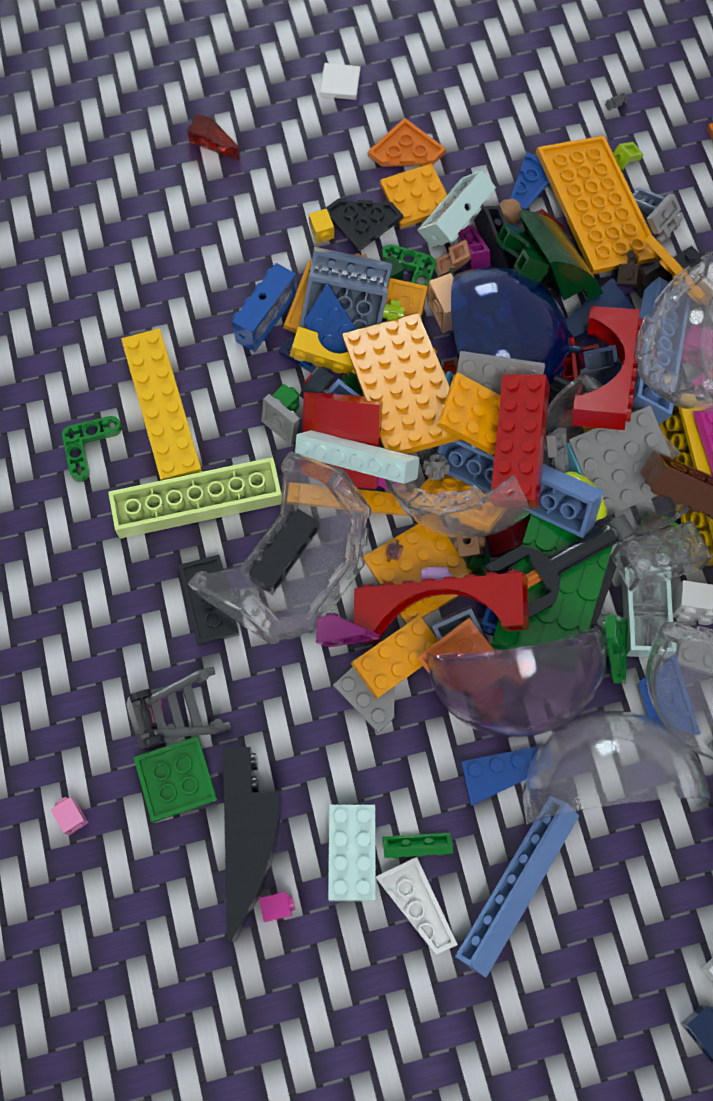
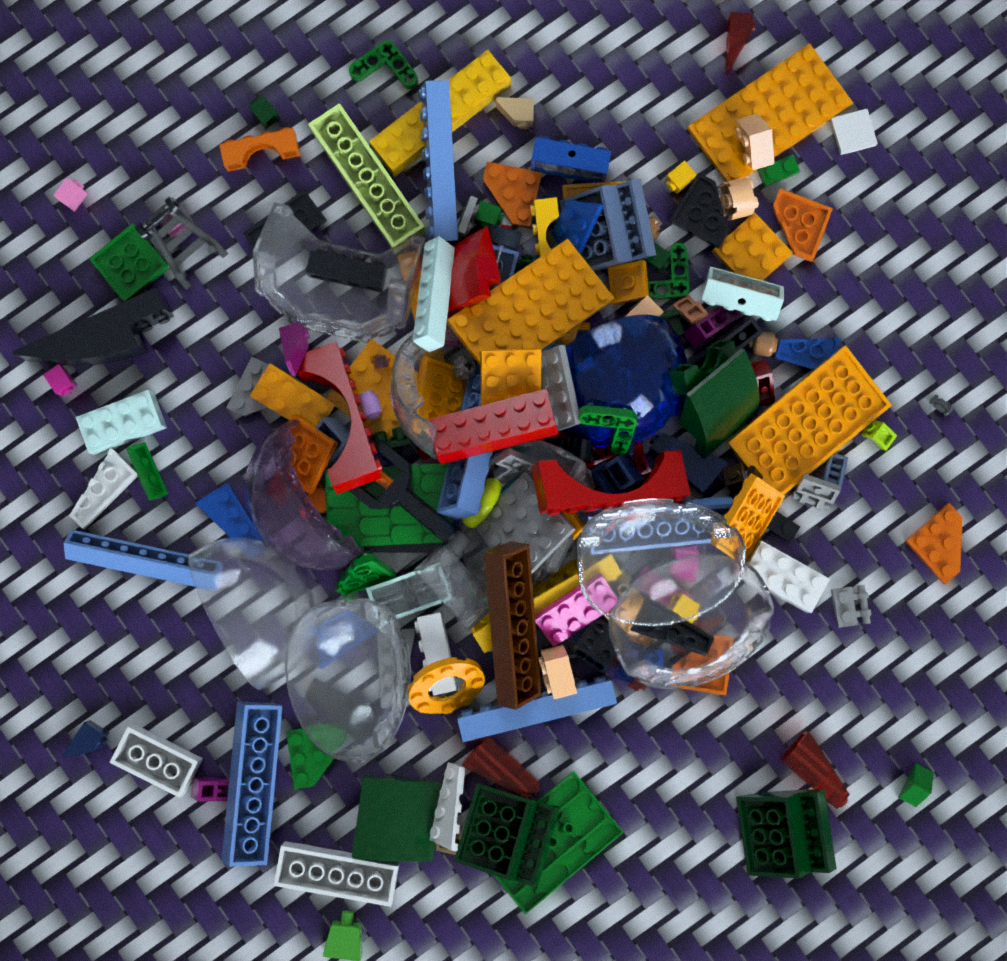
camera: 70 degrees right, 15 degrees up
(77, 575) = (264, 112): none -> dark green brick
(120, 568) = (237, 153): none -> orange arch
(192, 339) = (517, 111): none -> tan slope
(214, 414) = (439, 160): none -> medium blue brick
(268, 371) = (513, 191): none -> orange plate
(295, 140) = (791, 100): none -> light orange plate
(320, 145) = (757, 141): none -> light nougat brick
(349, 149) = (779, 170): none -> green plate
(364, 183) = (738, 198): none -> light nougat brick
(393, 311) = (609, 275): lime gear -> none
(554, 332) = (588, 416): none -> green beam

